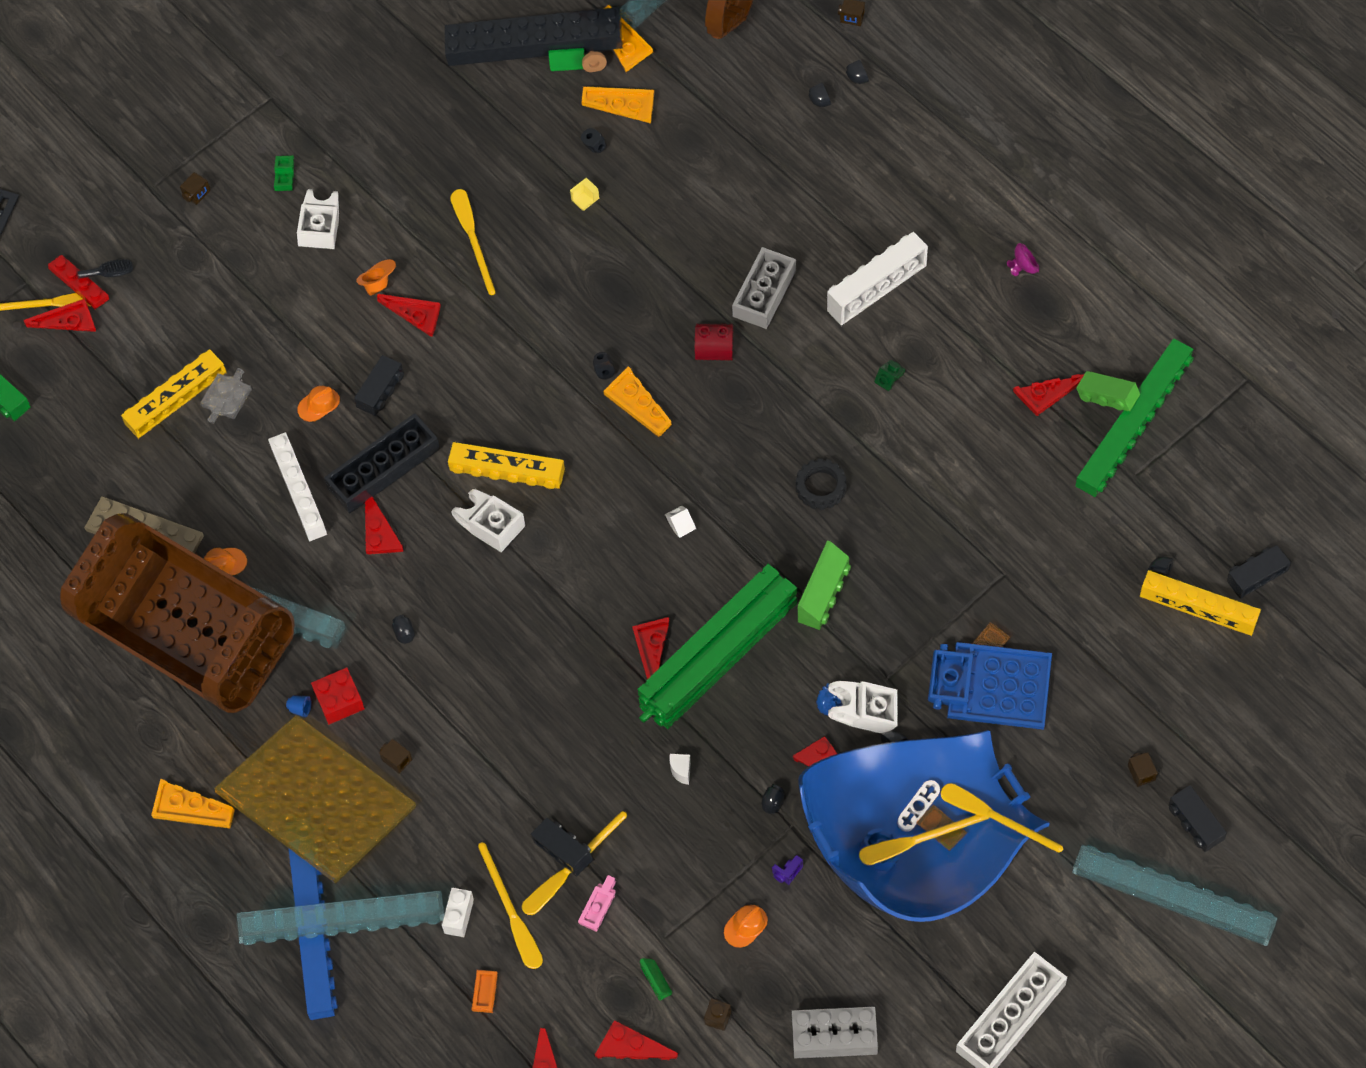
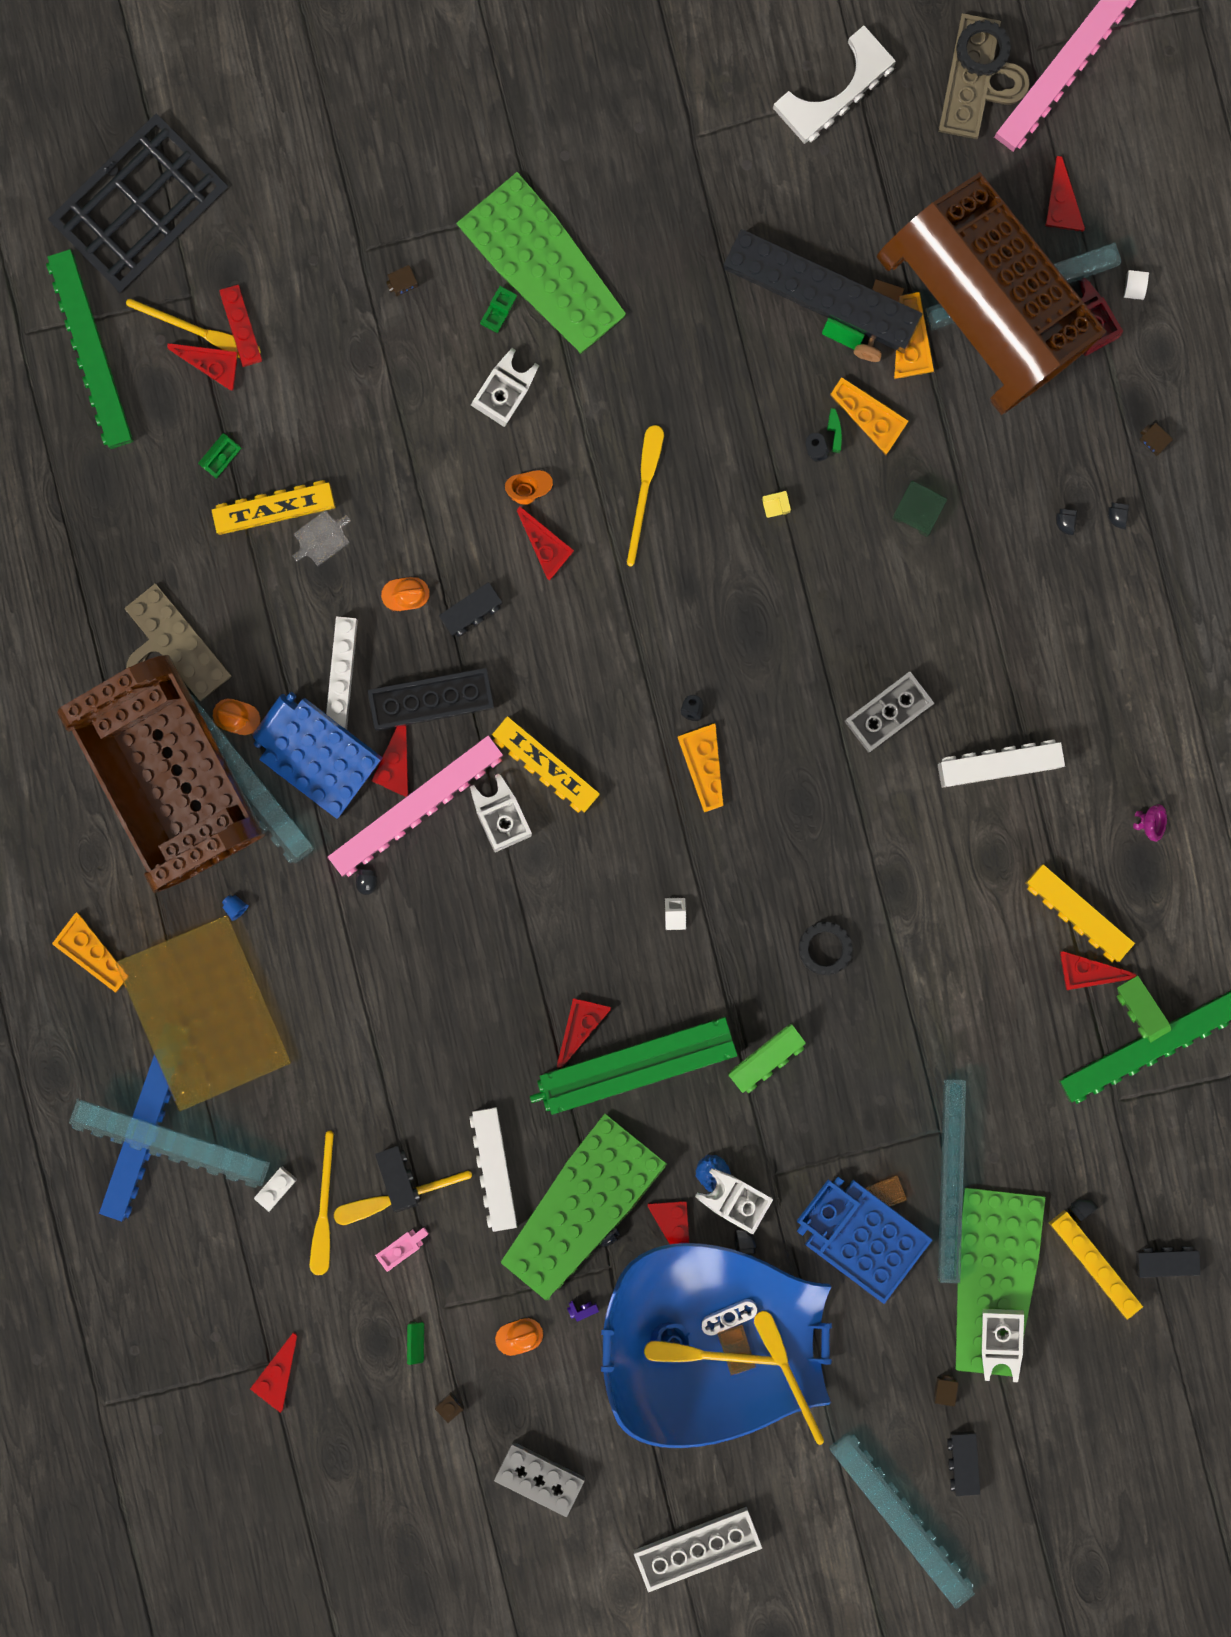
camera: 25 degrees right, 25 degrees up
(108, 269) = (275, 329): black piece -> none
(109, 380) = (219, 455): none -> green slope
(302, 126) = (542, 262): none -> bright green wing
(305, 549) = (314, 753): none -> blue plate
(337, 696) = (273, 918): red brick -> none
(395, 755) = (295, 1005): dark brown brick -> none
(413, 551) = (415, 806): none -> bright pink brick
(484, 991) = (263, 1271): orange tile -> none
(599, 122) = (834, 426): none -> green slope
(625, 1042) = (360, 1387): red wing -> none
(643, 796) = (494, 1168): none -> white brick
(680, 767) = (542, 1160): white brick -> none
(699, 140) = (919, 508): none -> clear green panel
(713, 341) = (811, 739): dark red brick -> none
(737, 784) = (582, 1206): none -> bright green wing
(889, 374) = (955, 869): dark green bracket -> none
(1010, 354) = (1079, 913): none -> yellow brick
(1038, 600) = (951, 1180): none -> clear light blue brick
(1125, 661) = (996, 1265): none -> bright green wing
(1164, 703) = (1005, 1348): none -> white brick

